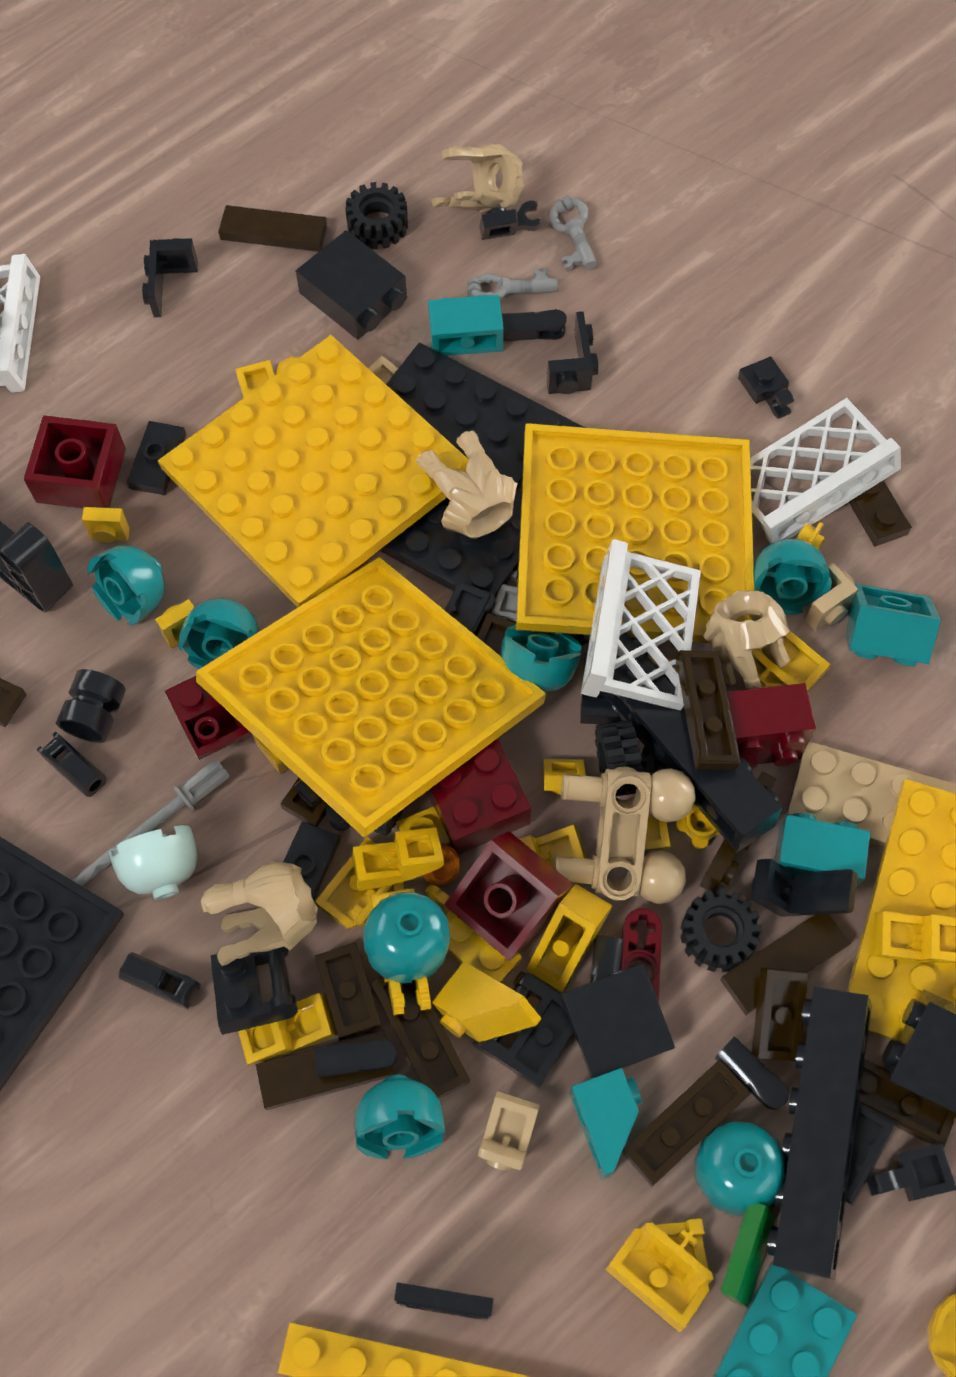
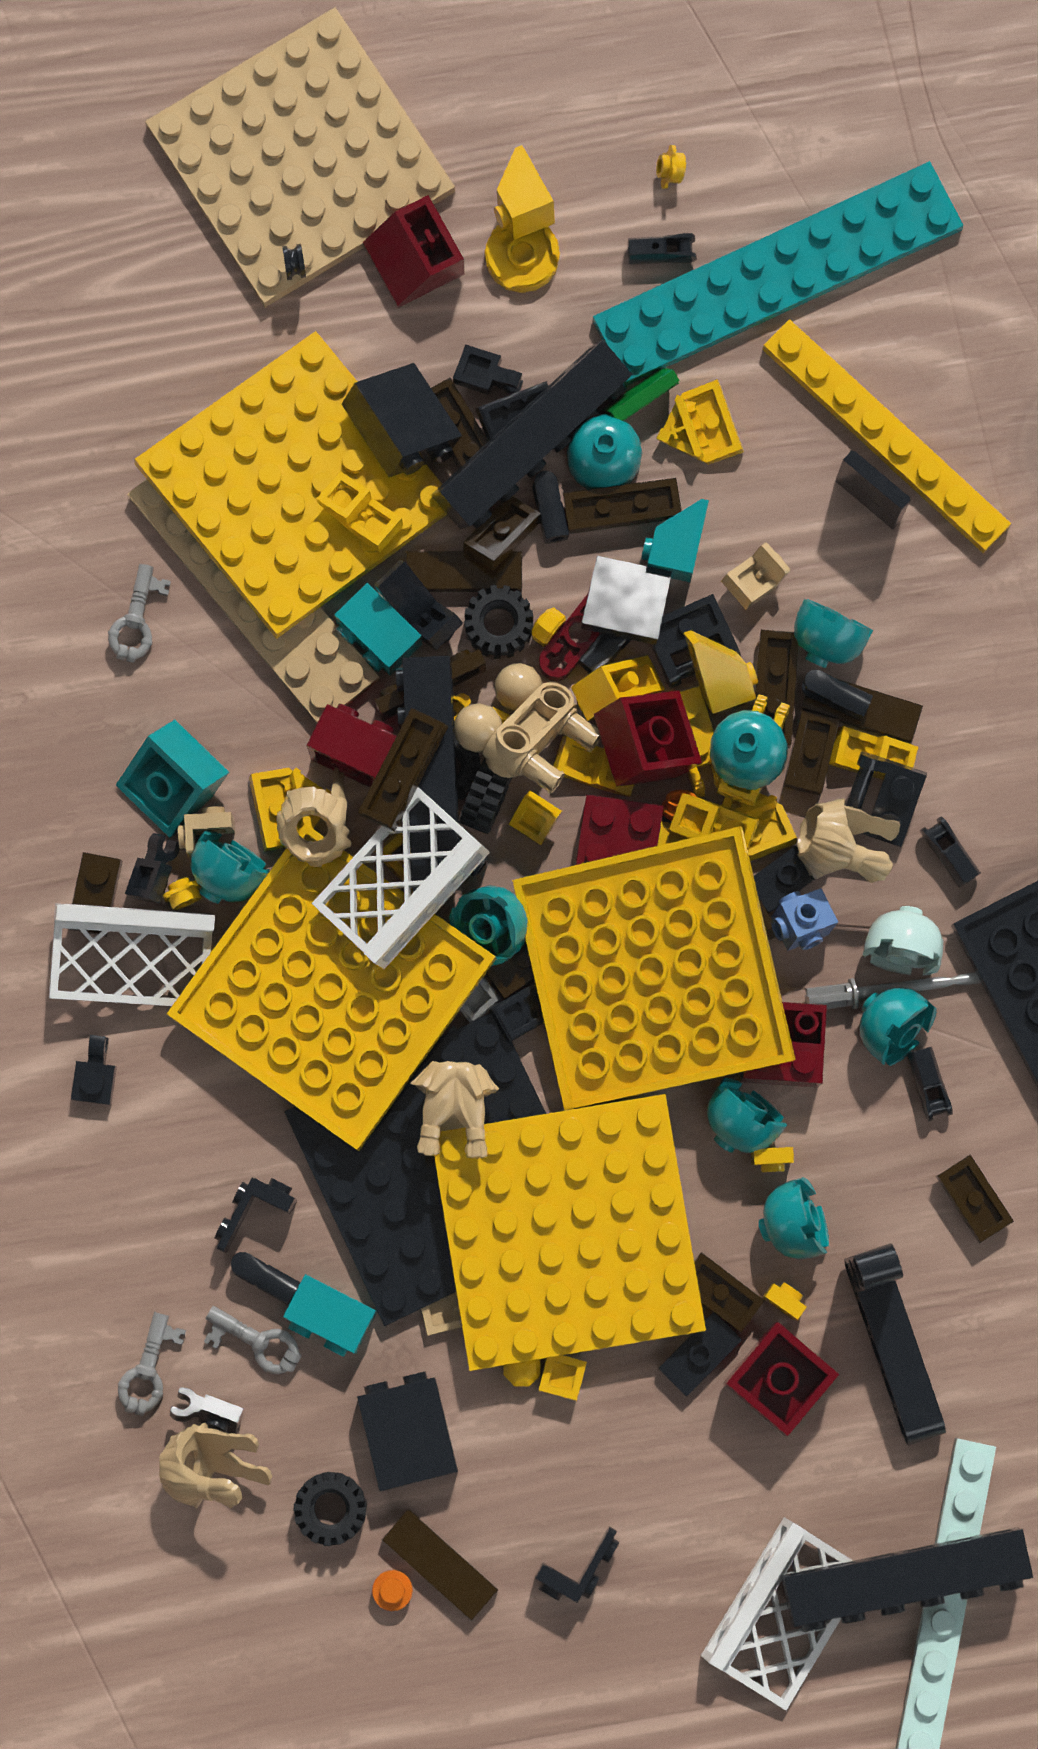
camera: 150 degrees left, 15 degrees up
(92, 701) = (889, 1119): black wheel -> none
(131, 788) = (893, 1022): none -> teal cylinder
(160, 505) = (725, 1293): none -> dark brown plate
(250, 830) = (803, 919): none -> medium blue brick
(297, 196) = (392, 1590): none -> orange plate
(673, 953) = (547, 626): none -> yellow tile
(845, 539) = (151, 874): none -> black plate

